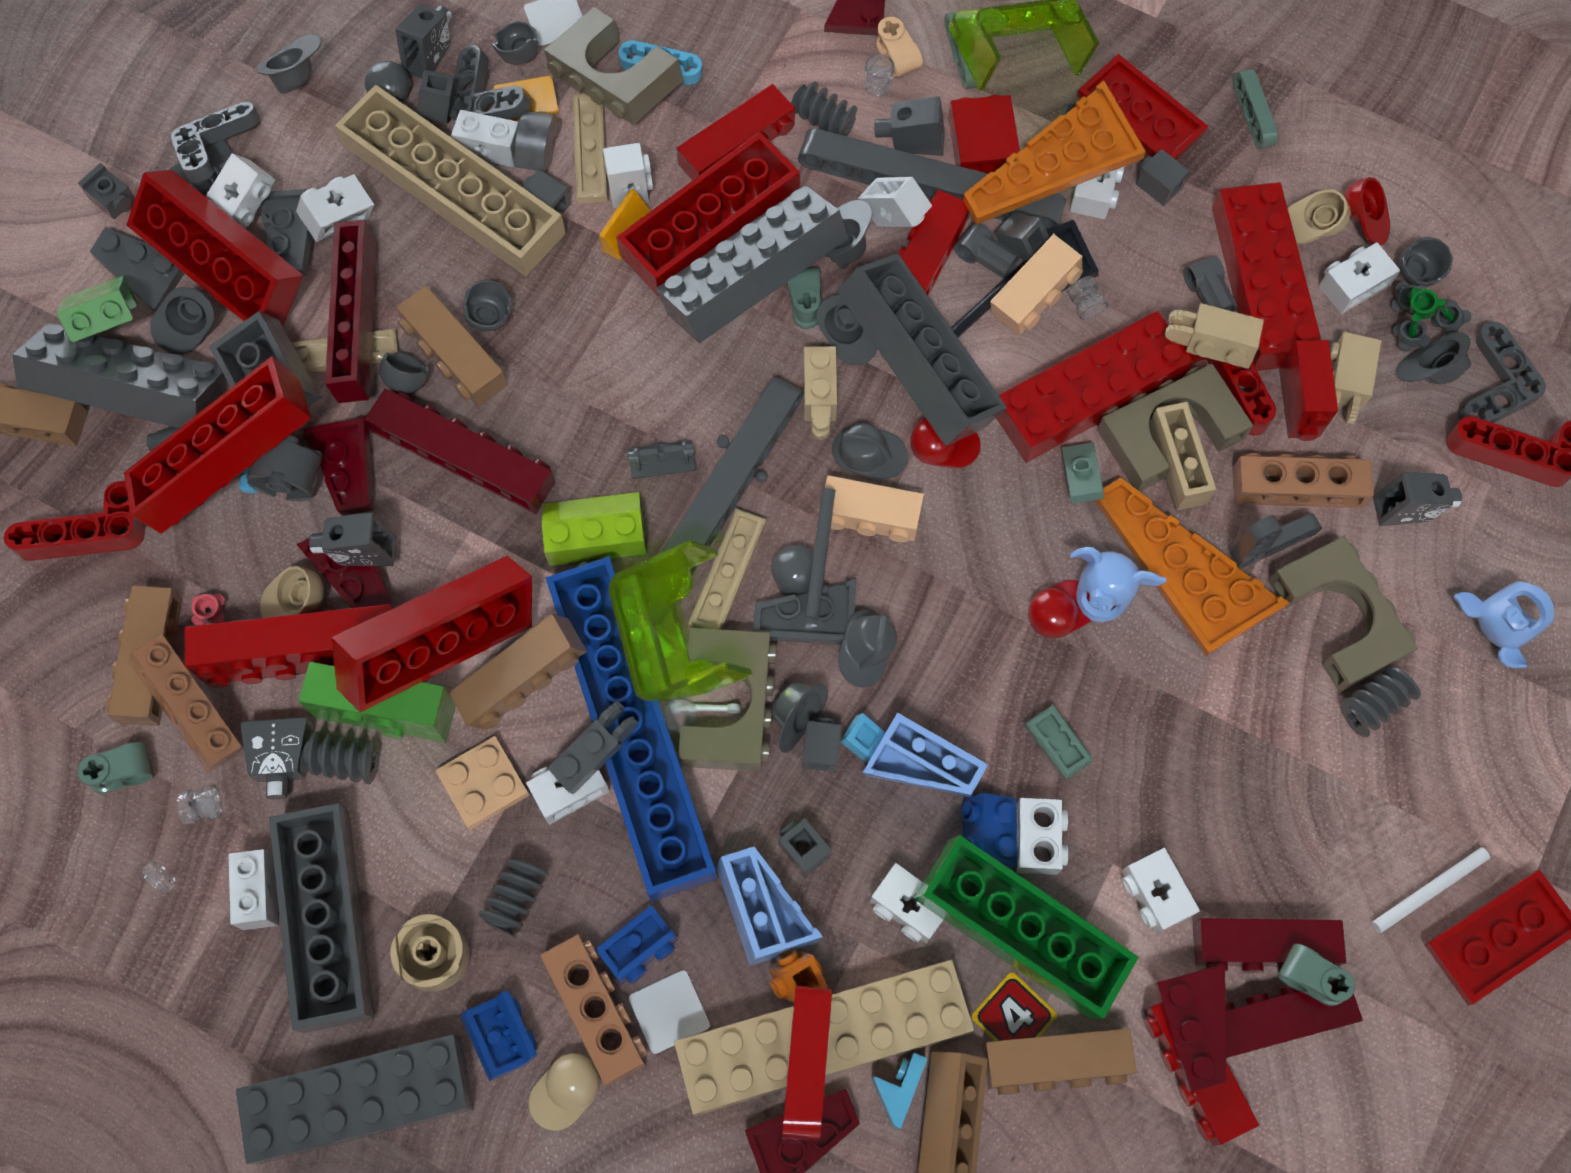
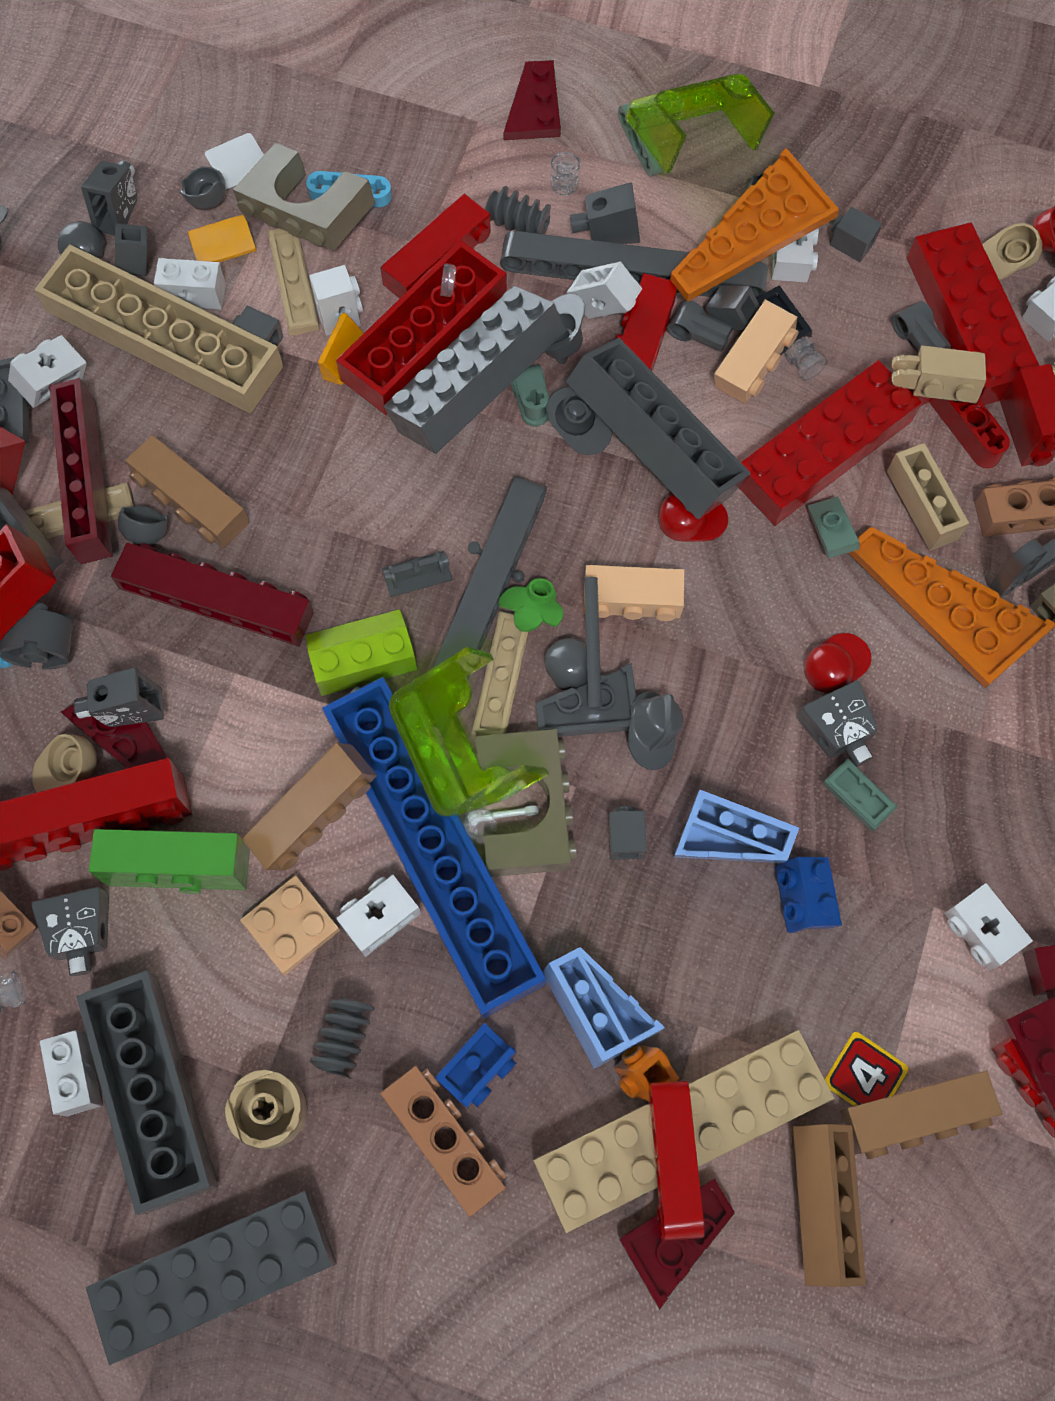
camera: 10 degrees left, 0 degrees up
(339, 759) = (139, 924): dark grey piece -> none
(345, 463) = (98, 623): dark red wing -> none
(432, 633) = (215, 781): red brick -> none
(472, 66) = (163, 216): dark grey beam -> none
(486, 305) = (216, 446): dark grey hair -> none
(500, 1035) = (352, 1183): blue bracket -> none
(535, 140) = (238, 278): flat silver brick -> none
(564, 1092) = (427, 1230): tan cap -> none
(592, 749) = (399, 874): dark grey hinge -> none
(669, 1011) = (519, 1129): white sticker -> none
(739, 171) = (448, 280): none -> clear tile
(767, 510) = (533, 605): none -> bright green plate
(796, 707) = (595, 800): dark grey piece -> none
(804, 832) = (641, 938): dark grey brick -> none
(820, 389) = (562, 482): tan hinge -> none
(862, 737) = (667, 820): medium azure plate -> none
(870, 451) = (621, 537): dark grey piece -> none
(887, 904) = (763, 977): white brick -> none
(897, 44) = (578, 140): light nougat piece -> none
(898, 1099) = (769, 1180): medium azure slope -> none
(981, 307) = (708, 377): black bar -> none
(983, 132) = (676, 213): red brick -> none
(1026, 928) = (866, 986): green brick -> none
(1032, 835) = (851, 891): white brick -> none
(1053, 669) = (841, 723): none -> dark grey torso
(1110, 582) = (883, 628): light blue piece -> none
(1151, 111) = (837, 174): red plate -> none
(1210, 403) = (872, 485): dark tan arch -> none
(1255, 109) = (931, 158): sand green beam -> none

